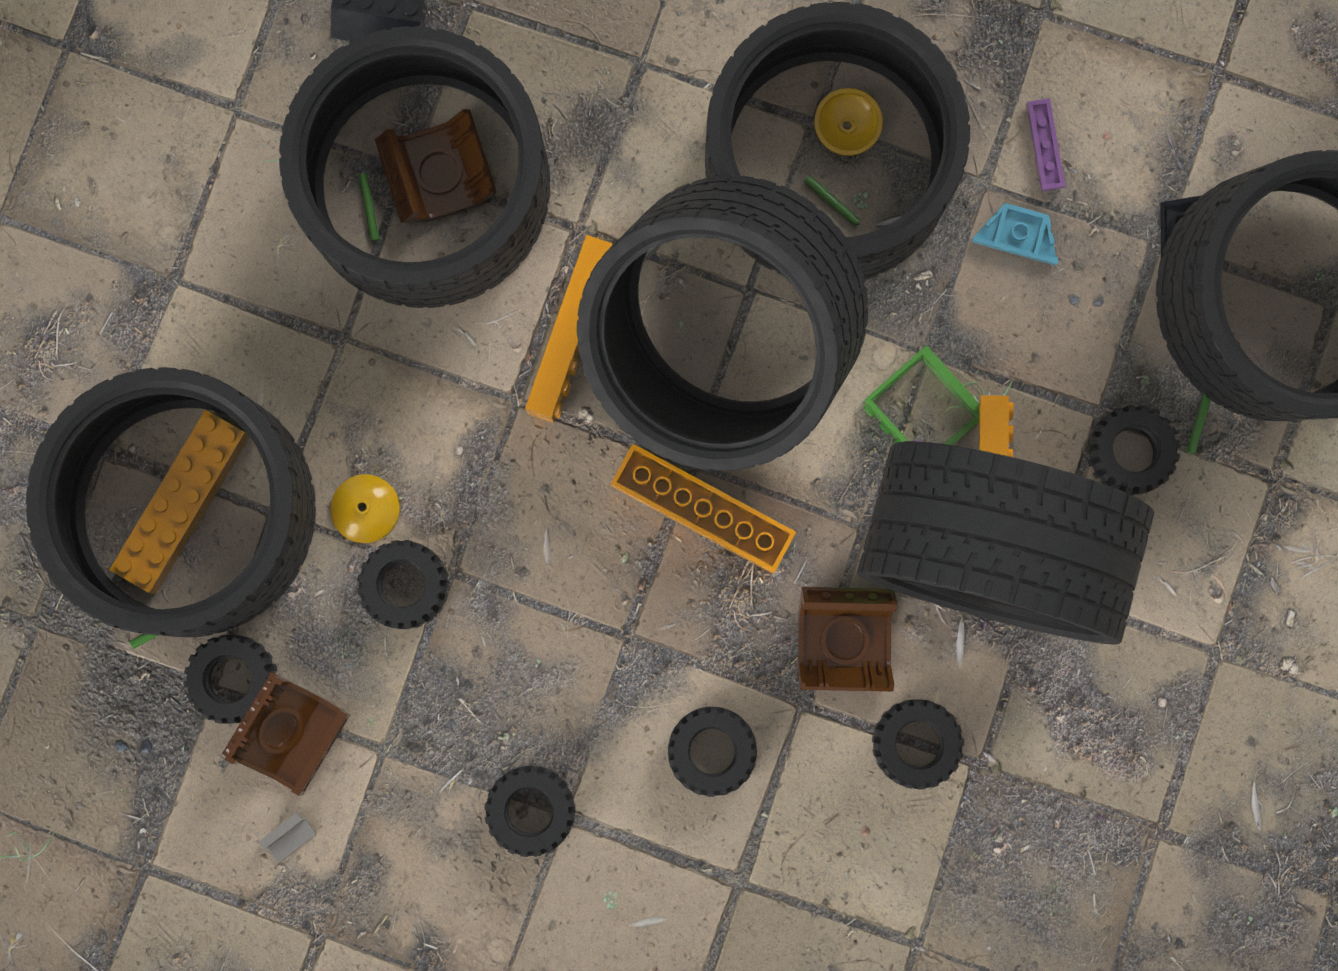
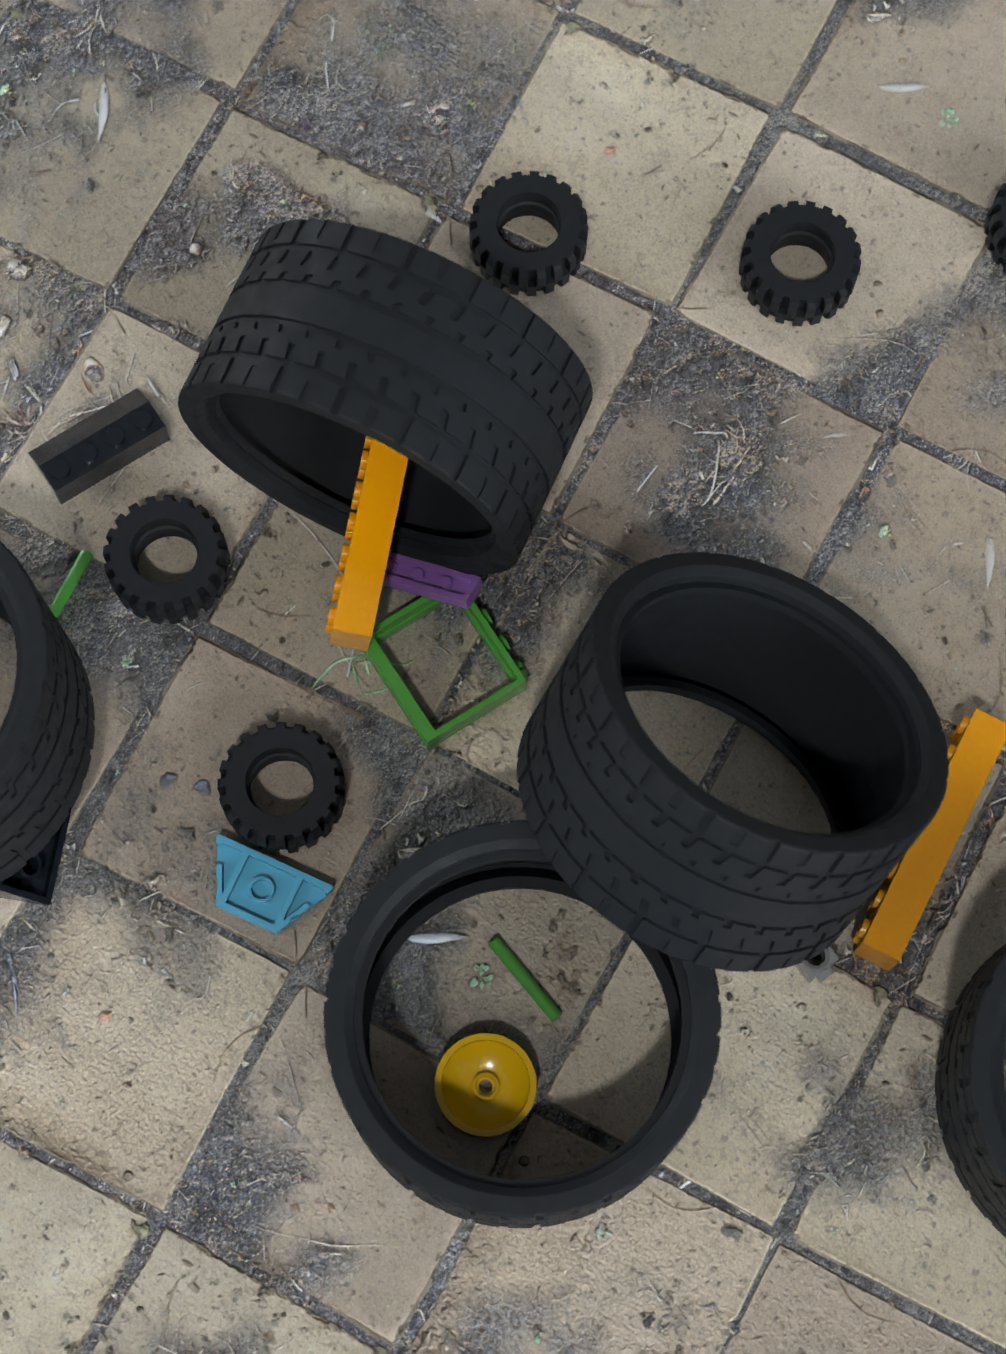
camera: 175 degrees left, 10 degrees down
(703, 508) = (708, 519): light orange brick -> none
(845, 639) = (625, 362): reddish brown panel -> none
(1045, 144) = (199, 1012): medium lavender plate -> none
(1045, 283) = (265, 748): none -> black tyre
(1201, 533) = (99, 445): none -> black slope

